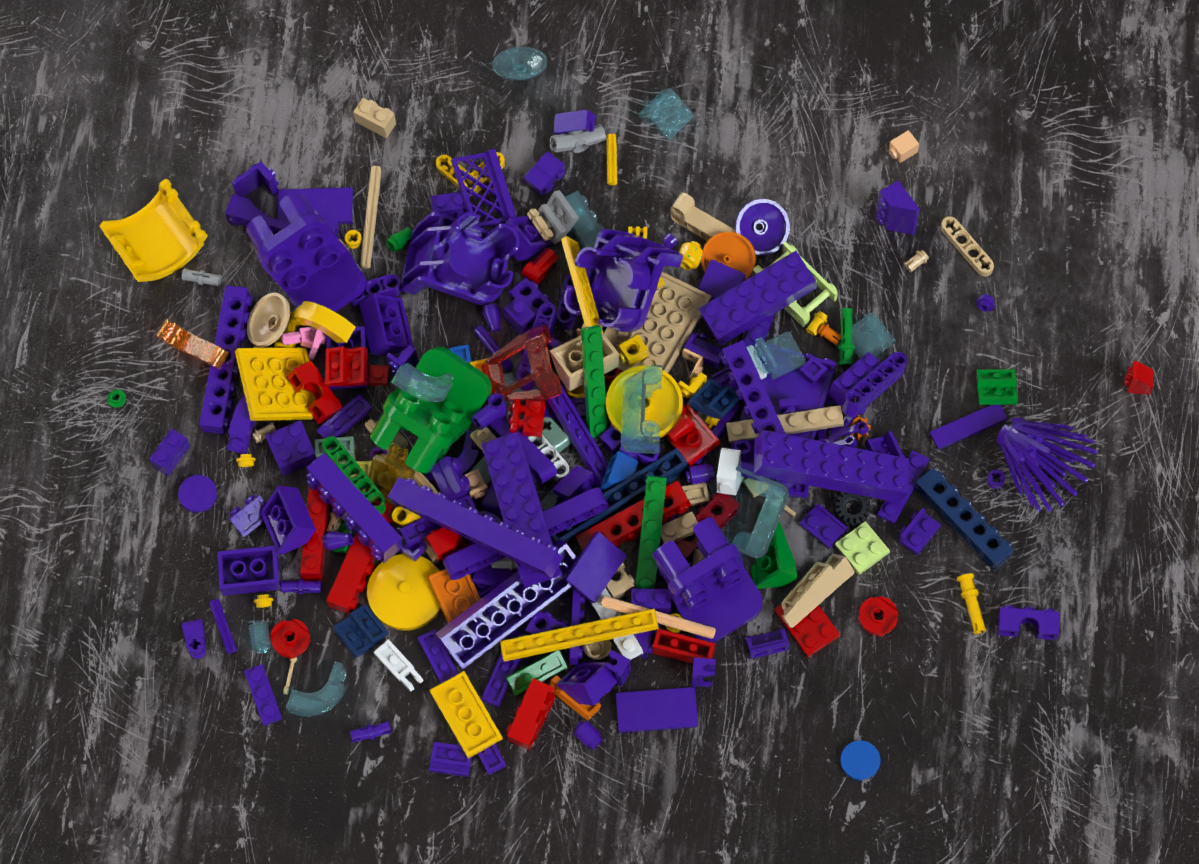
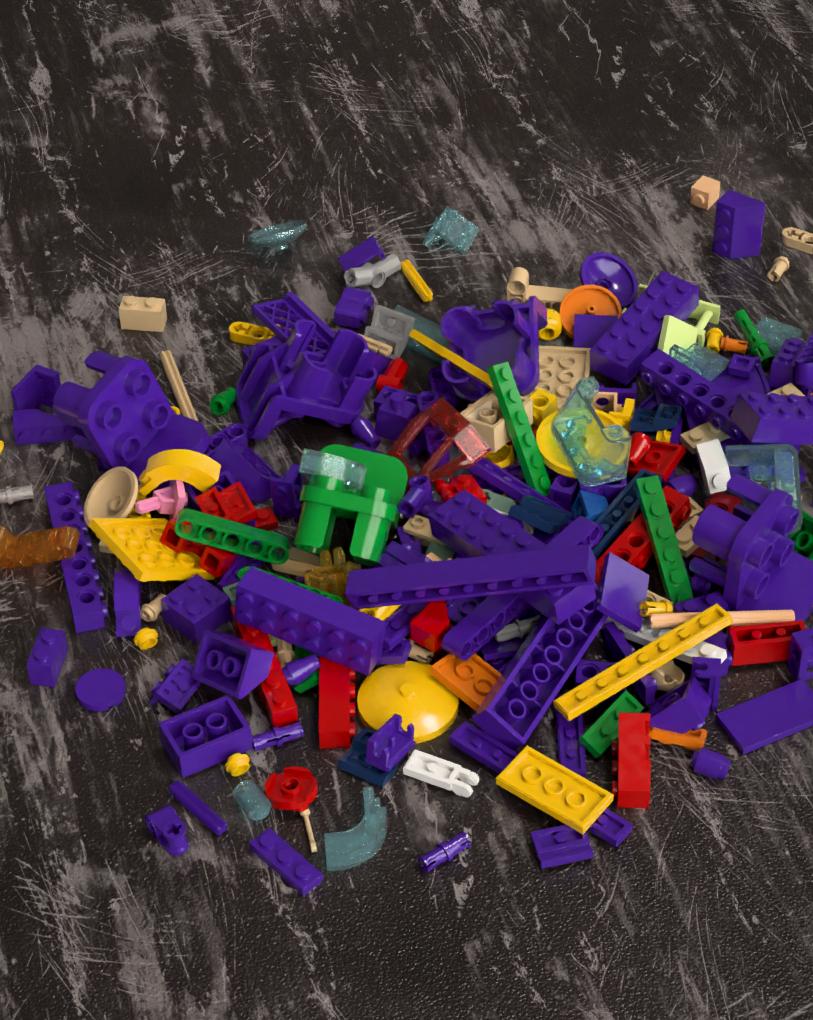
camera: 25 degrees left, 25 degrees down
(337, 398) = (239, 545): none -> green beam
(370, 632) = (389, 744): none -> dark purple hinge
(573, 466) = (540, 514): none -> dark blue slope
(613, 591) = (662, 606): none -> yellow pin
(775, 322) = (676, 332): none -> yellowish green tile

